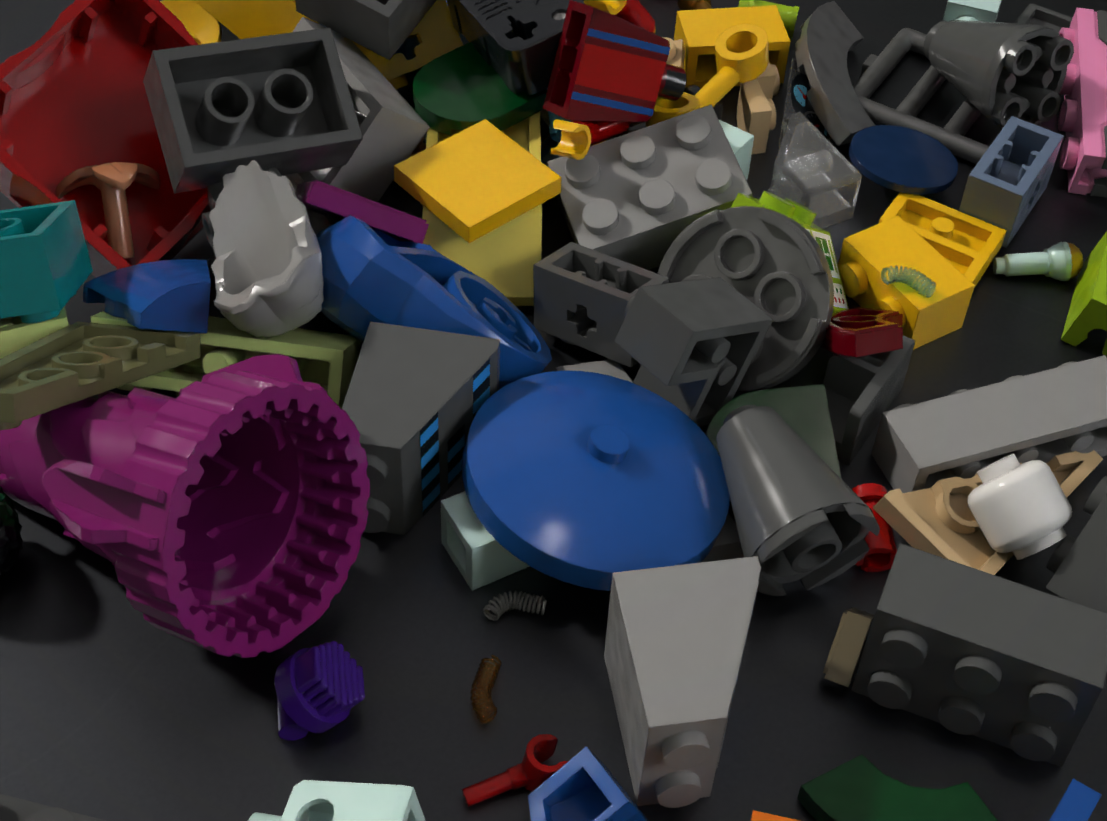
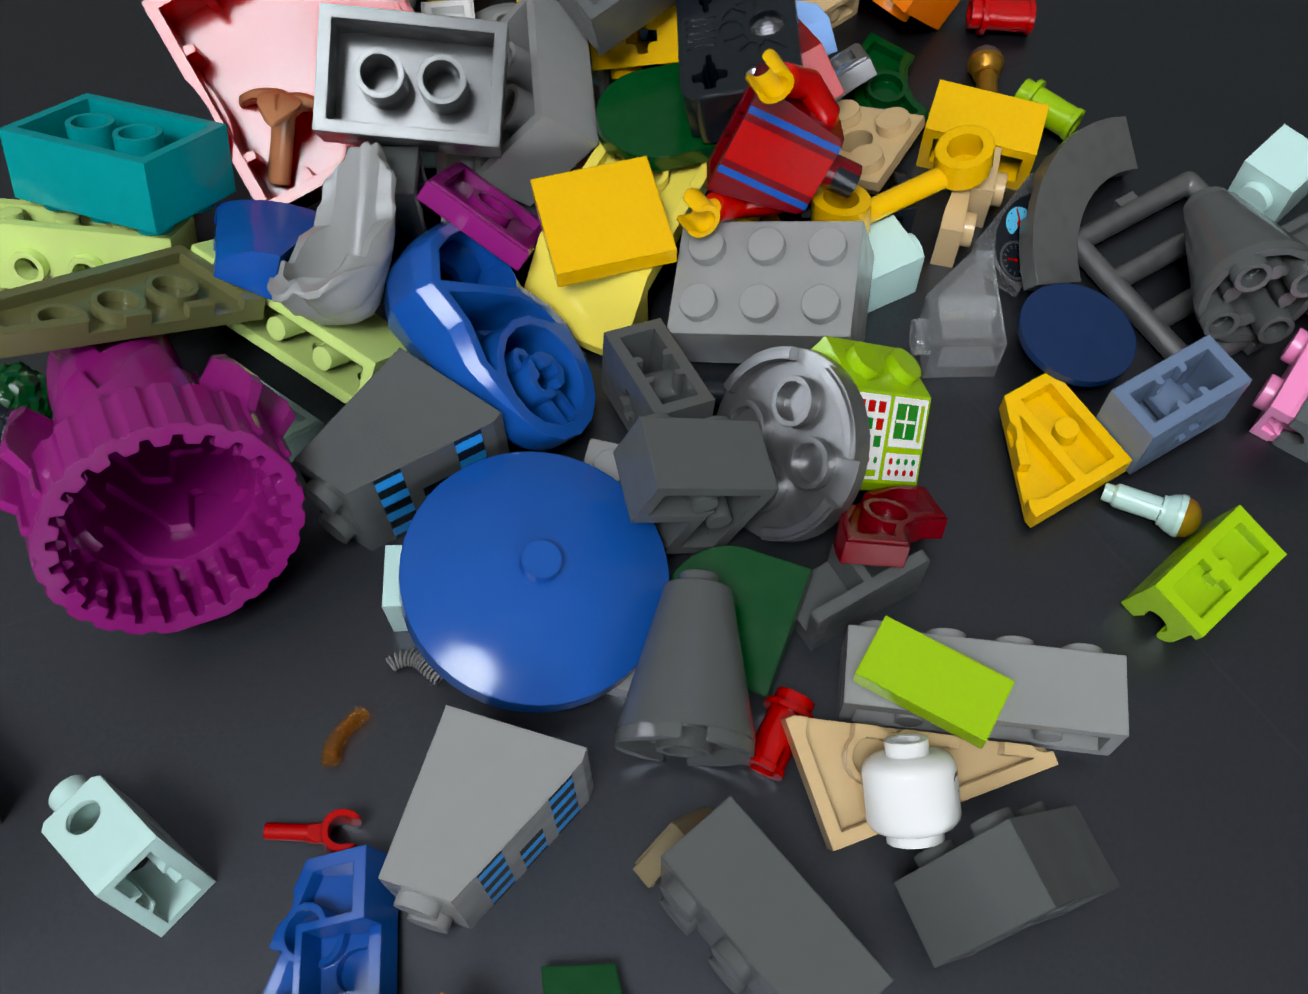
camera: 30 degrees right, 15 degrees up
(316, 690) = (195, 677): dark purple piece -> none
(898, 244) = (982, 478): yellow brick -> none
(908, 279) = (970, 484): clear light blue leg -> none
(981, 422) = (933, 682): none -> lime tile

